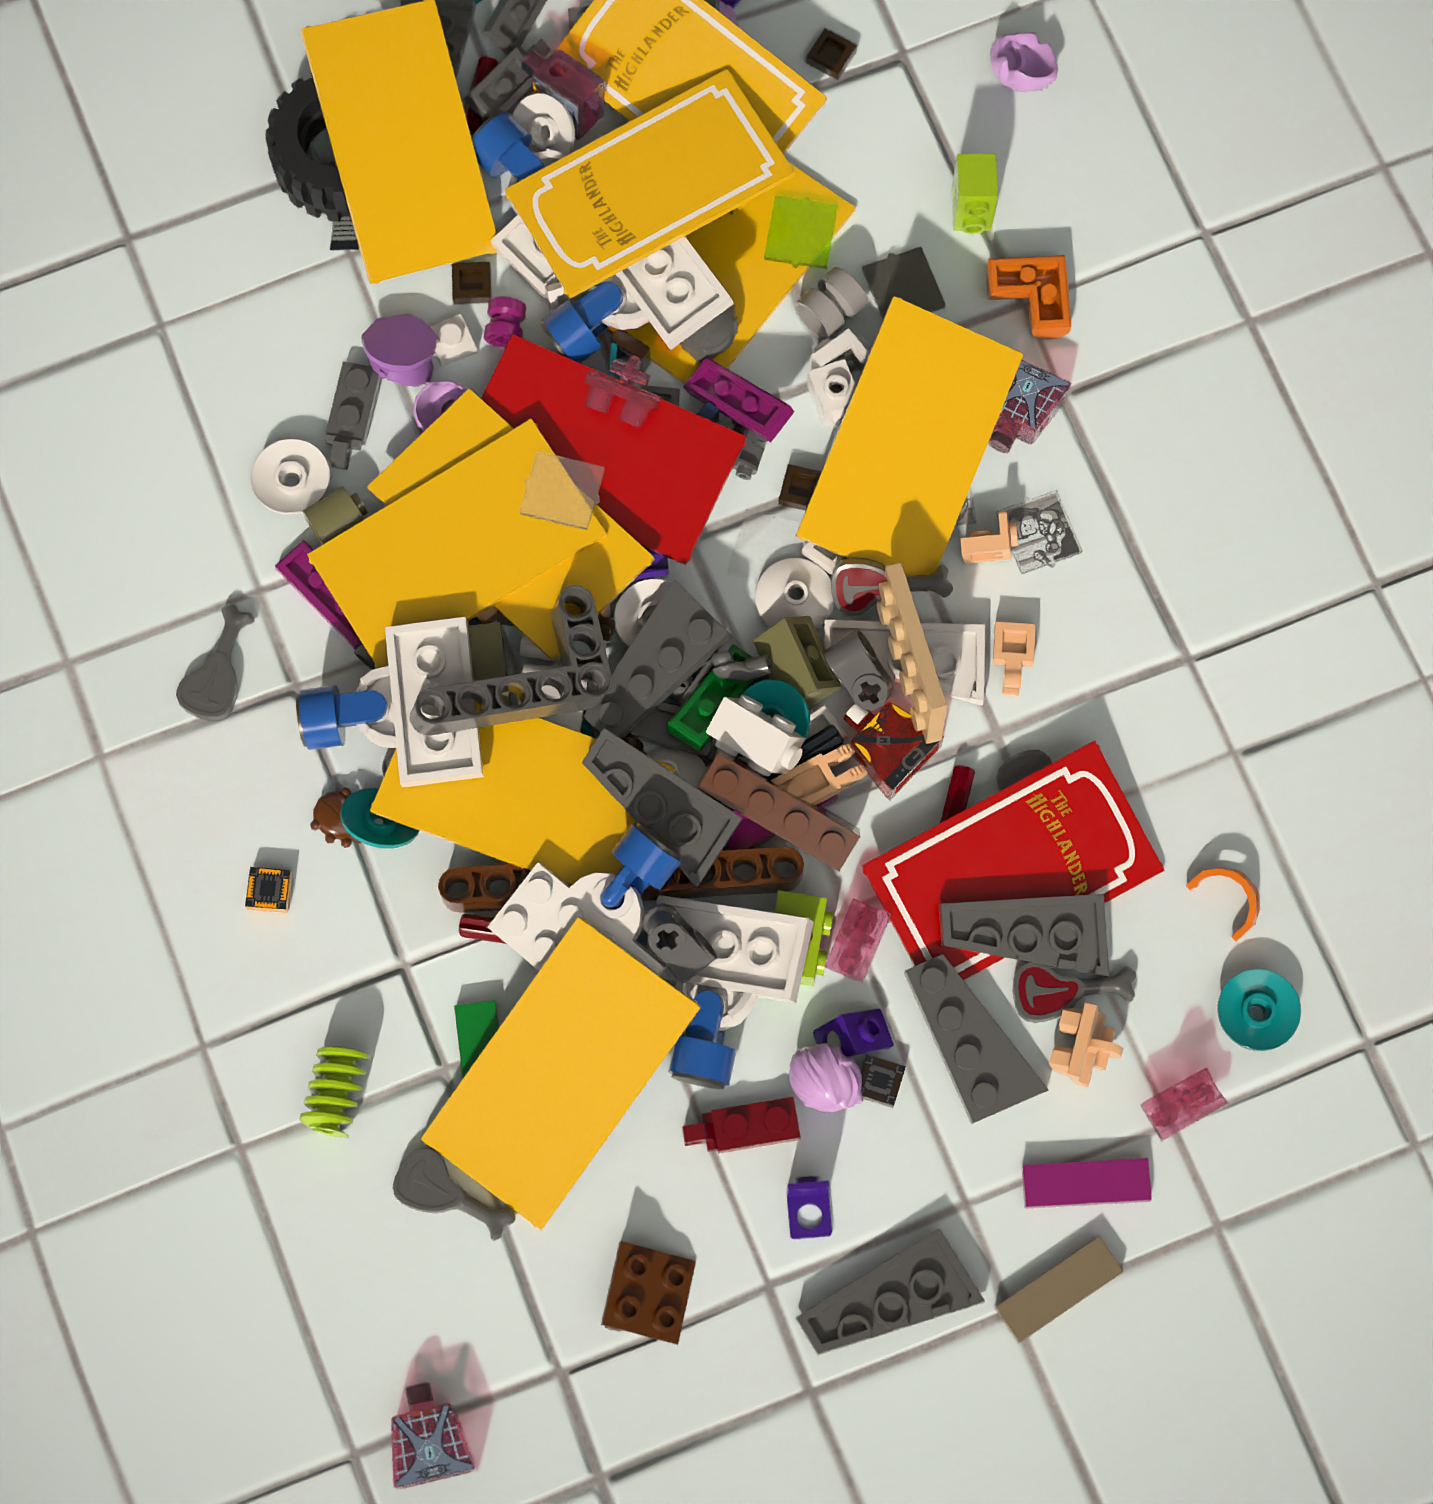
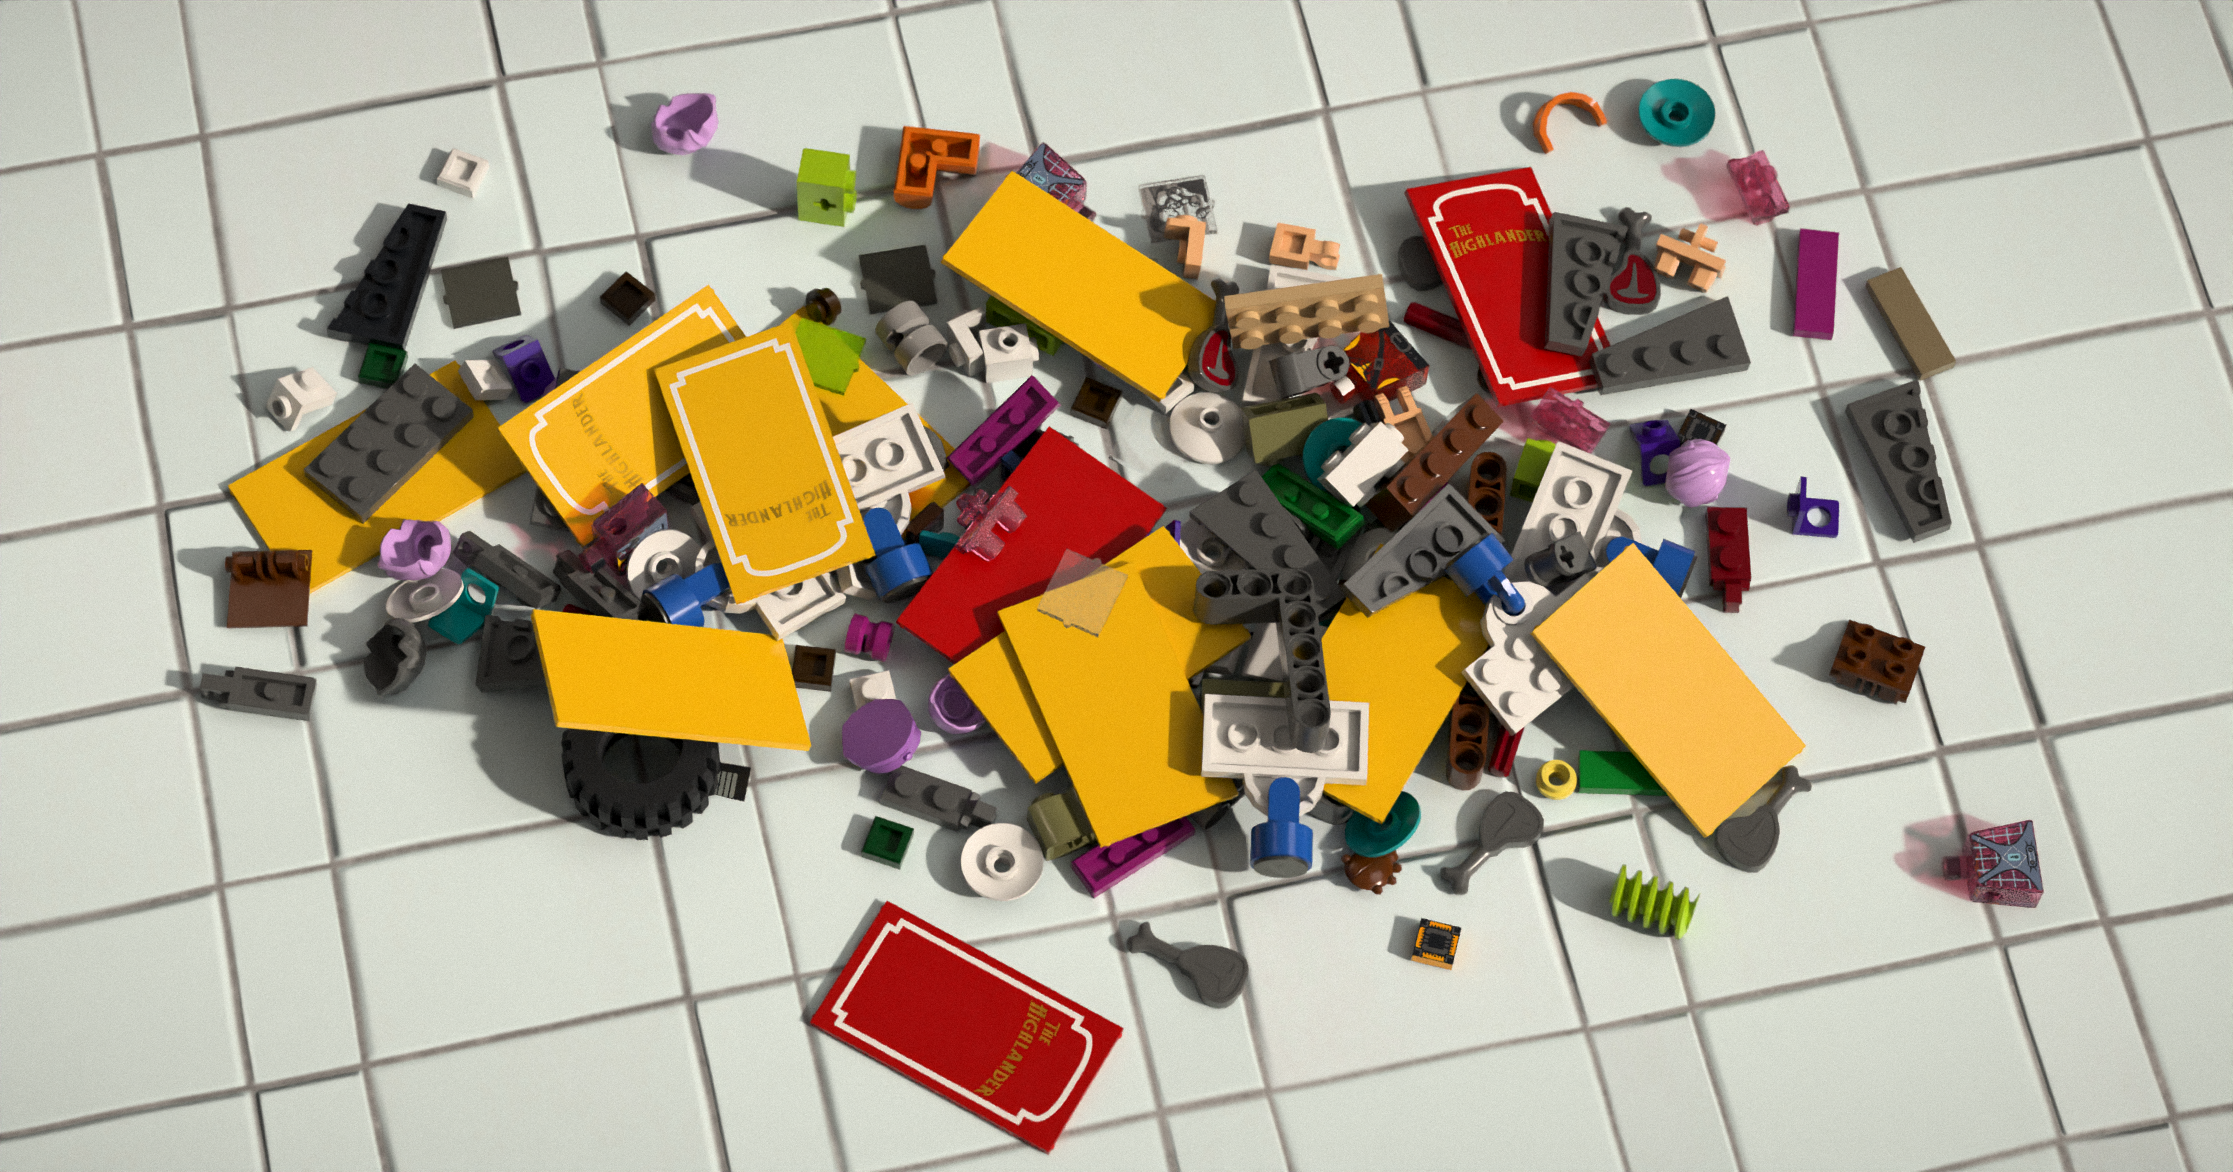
camera: 85 degrees left, 10 degrees down
(129, 479) = (967, 1027): none -> red piece
(303, 377) = (887, 842): none -> dark green tile
(407, 940) = (1506, 823): none -> dark grey piece
(457, 970) = (1558, 769): none -> light yellow plate
(742, 670) = (1285, 481): dark grey arm -> none
(852, 220) = (823, 306): none -> dark brown plate

